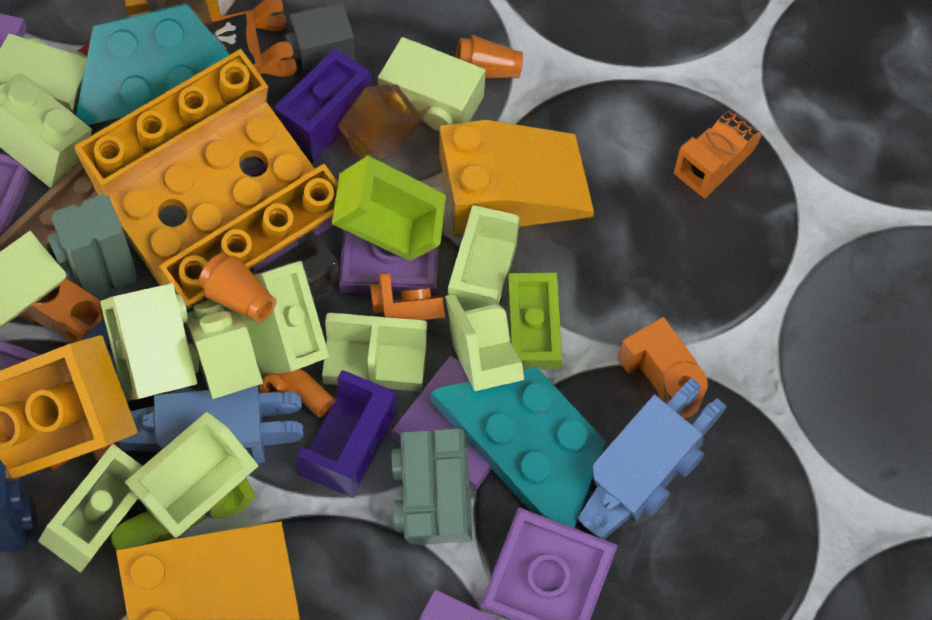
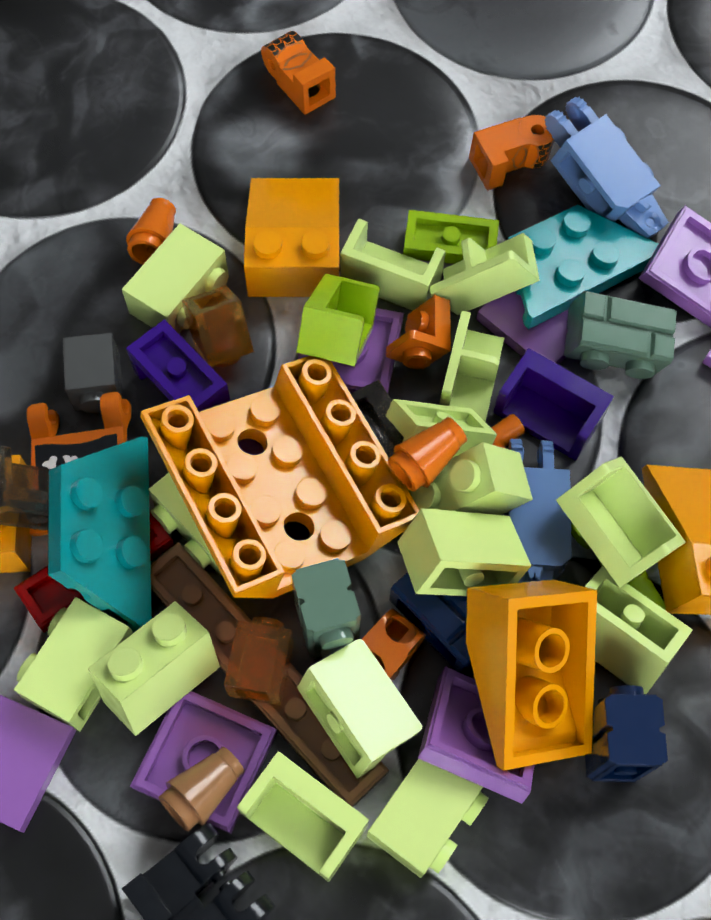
camera: 80 degrees left, 5 degrees up
(36, 197) = (259, 661): none -> clear orange brick

